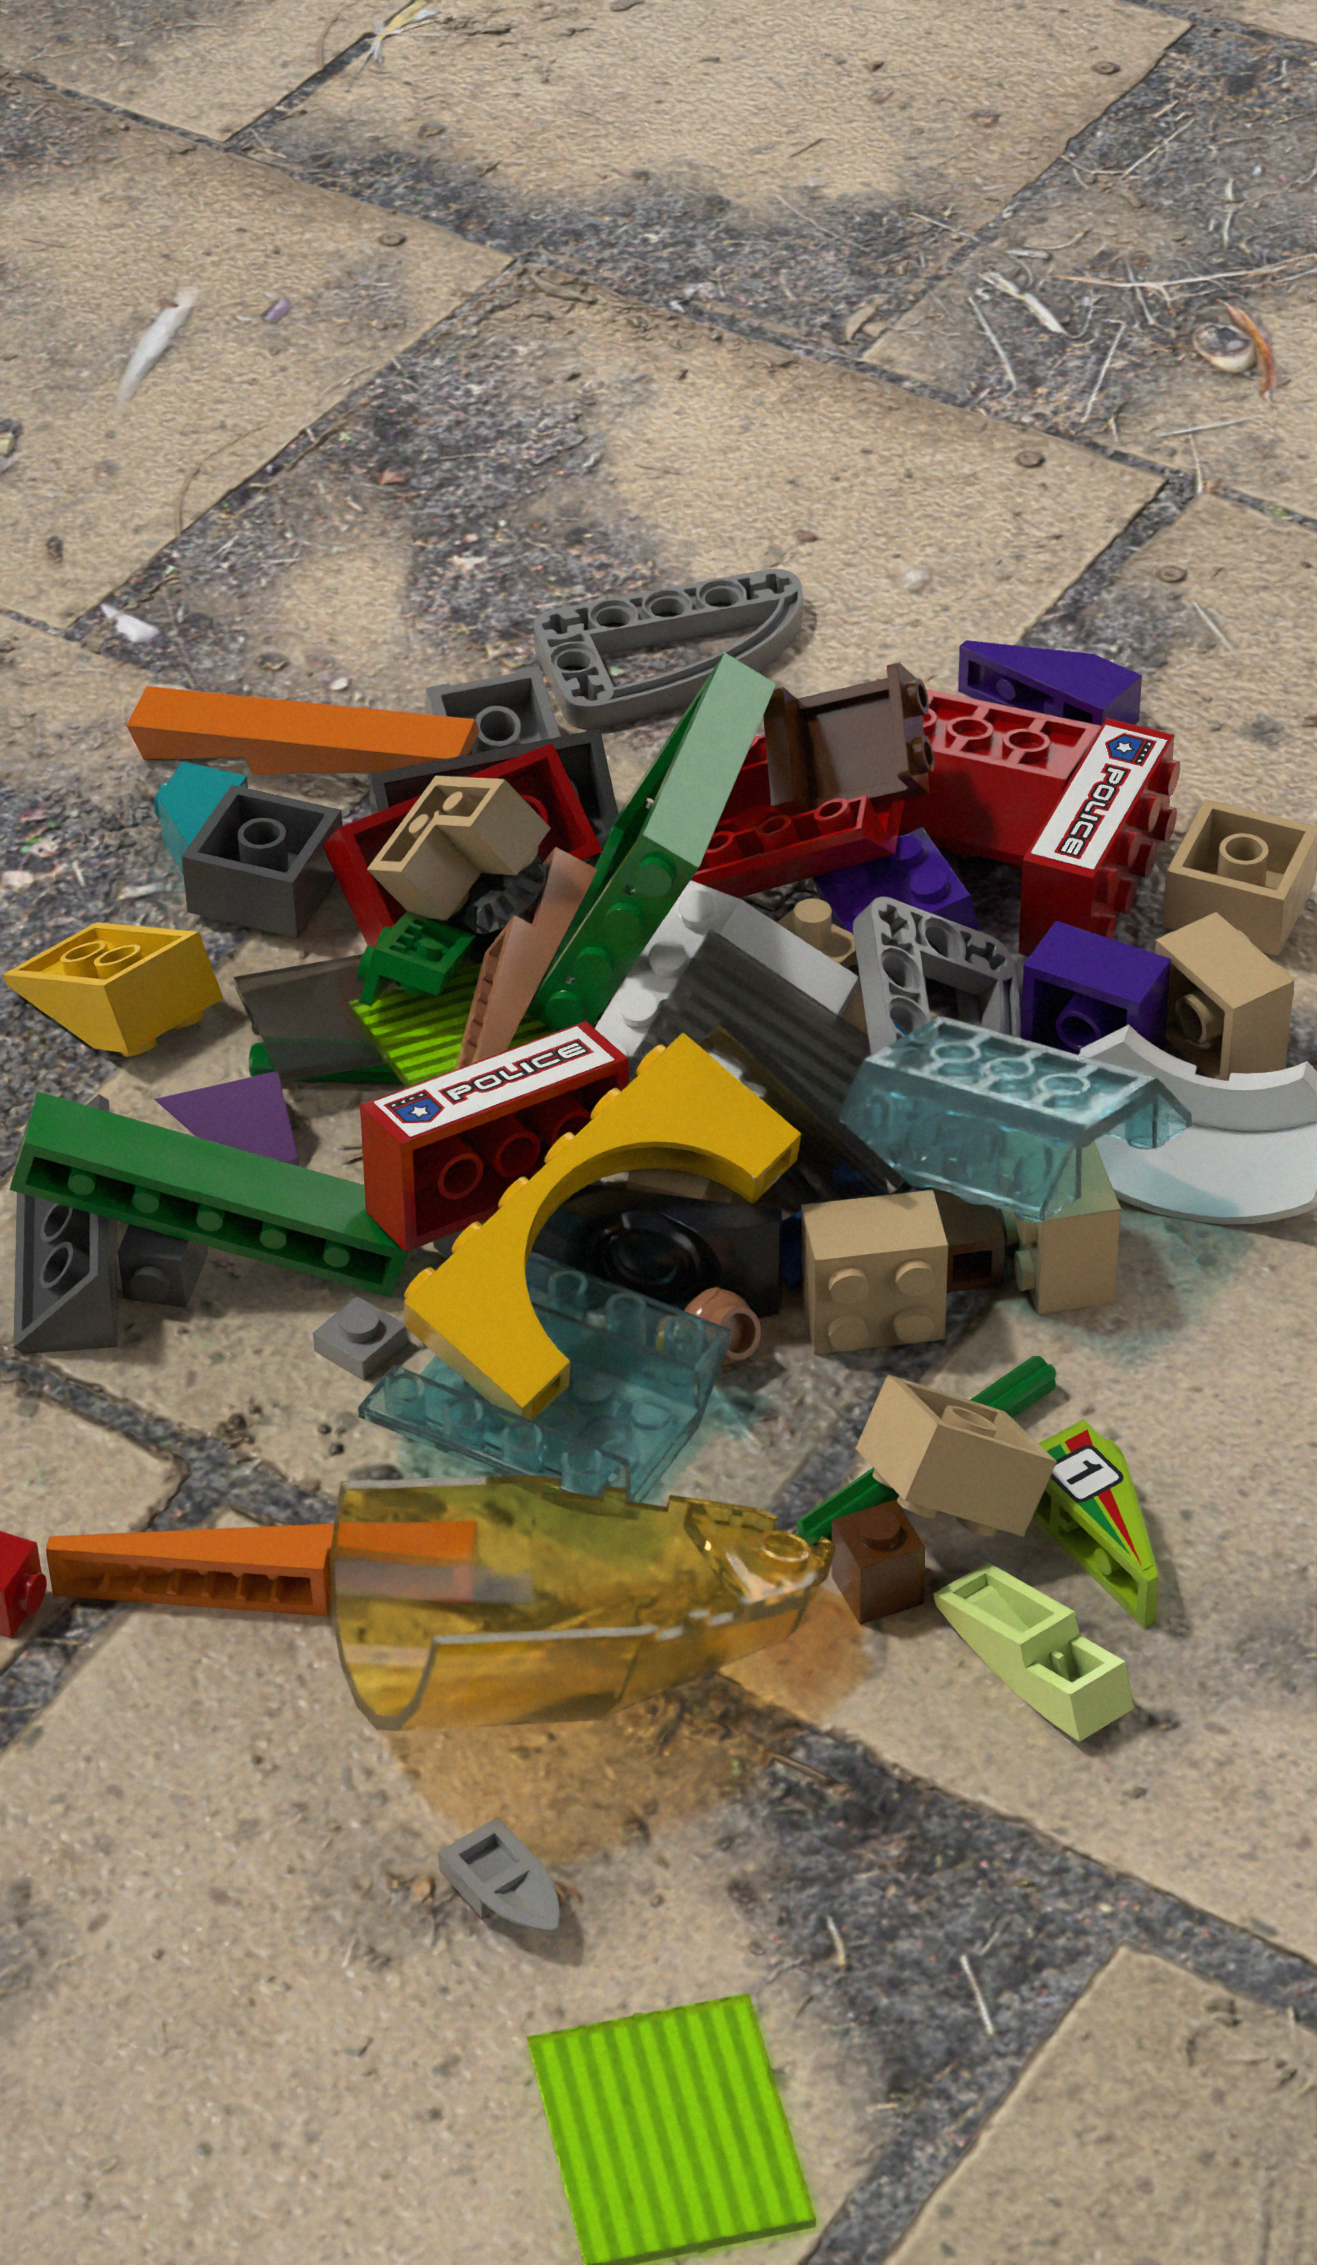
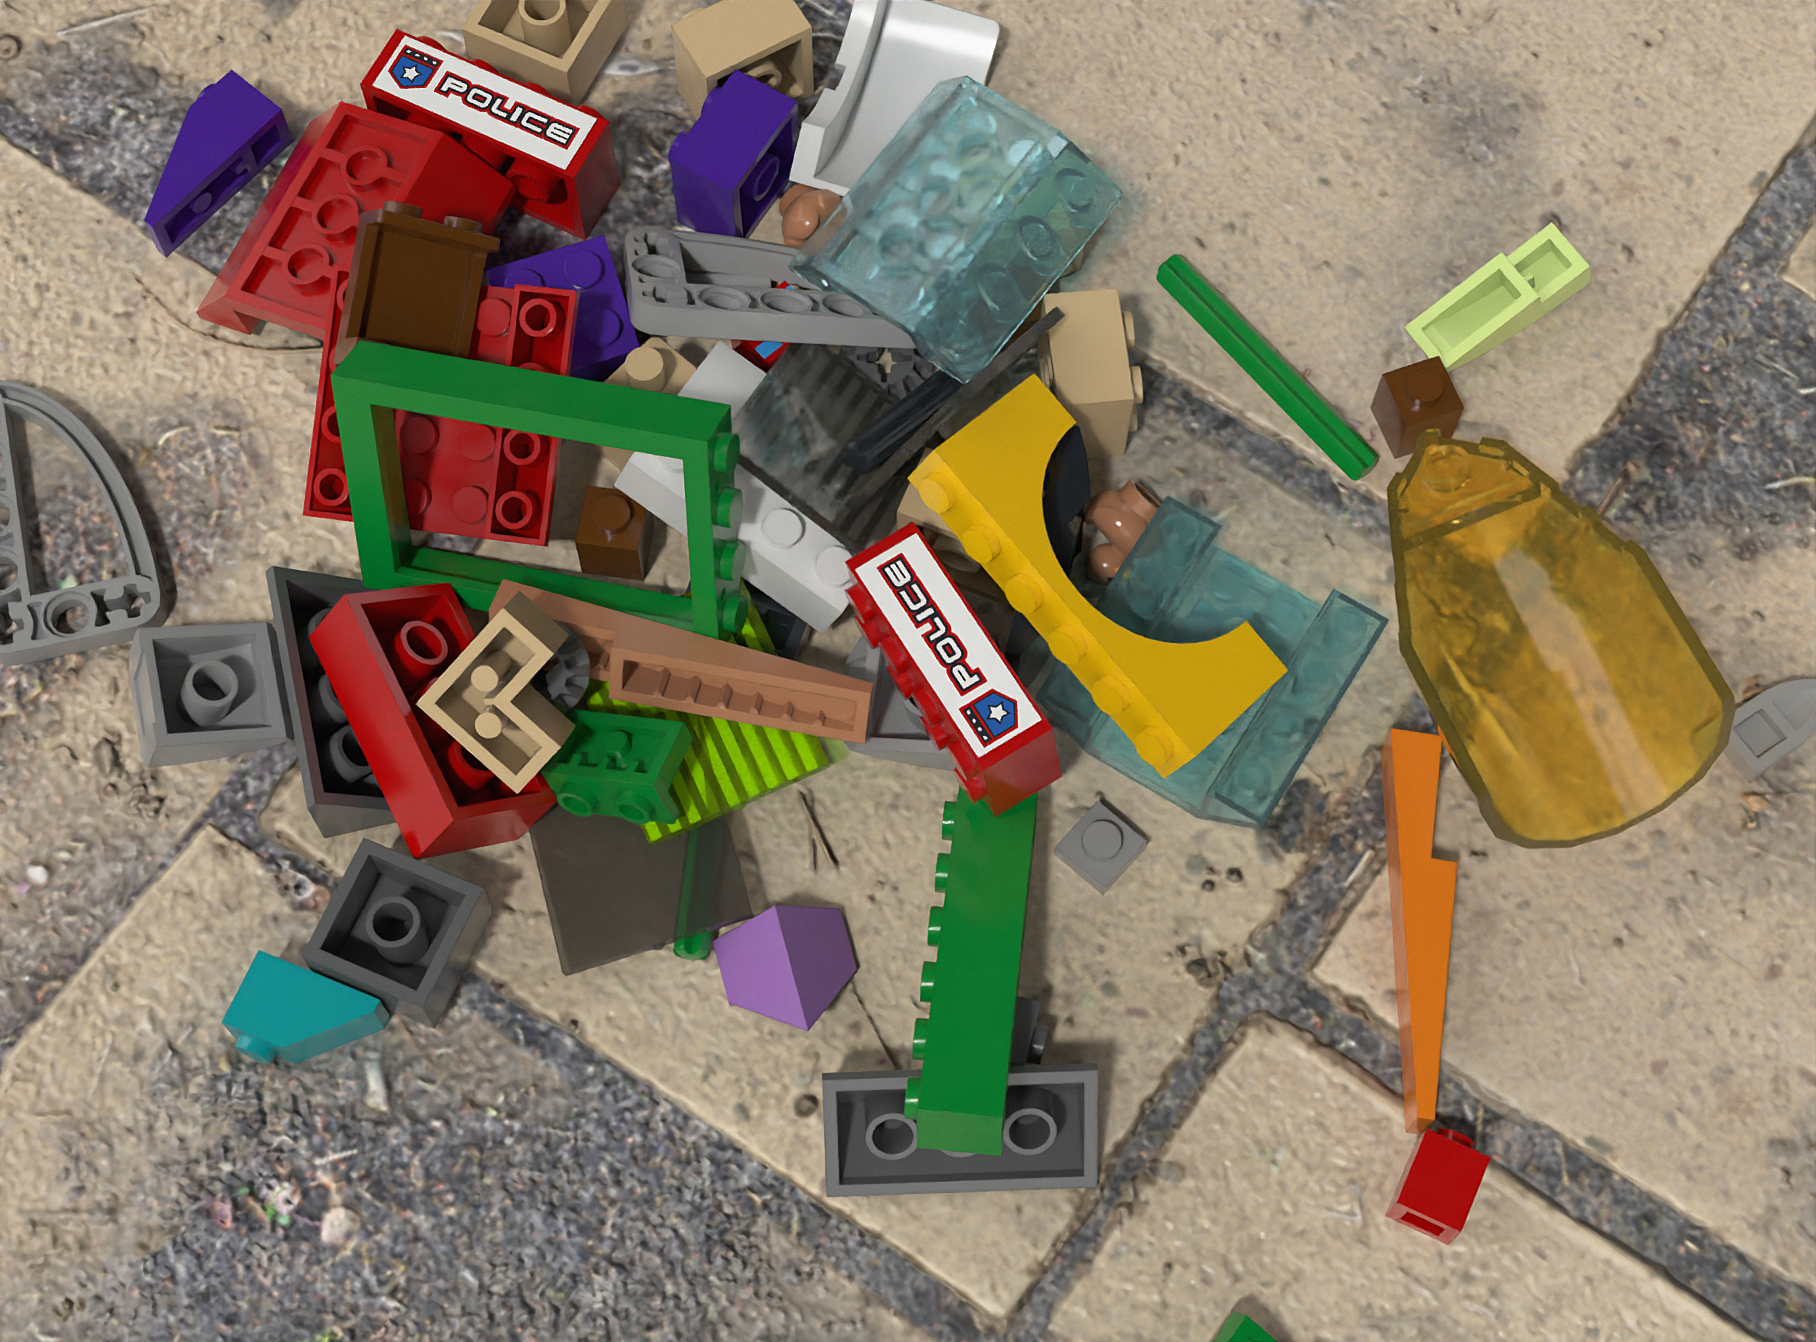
camera: 90 degrees left, 25 degrees up
(120, 984) = (561, 1099): yellow slope -> none
(290, 734) = (179, 898): orange slope -> none
(954, 1458) = (1339, 321): tan brick -> none
(1098, 1518) = (1353, 235): lime slope -> none

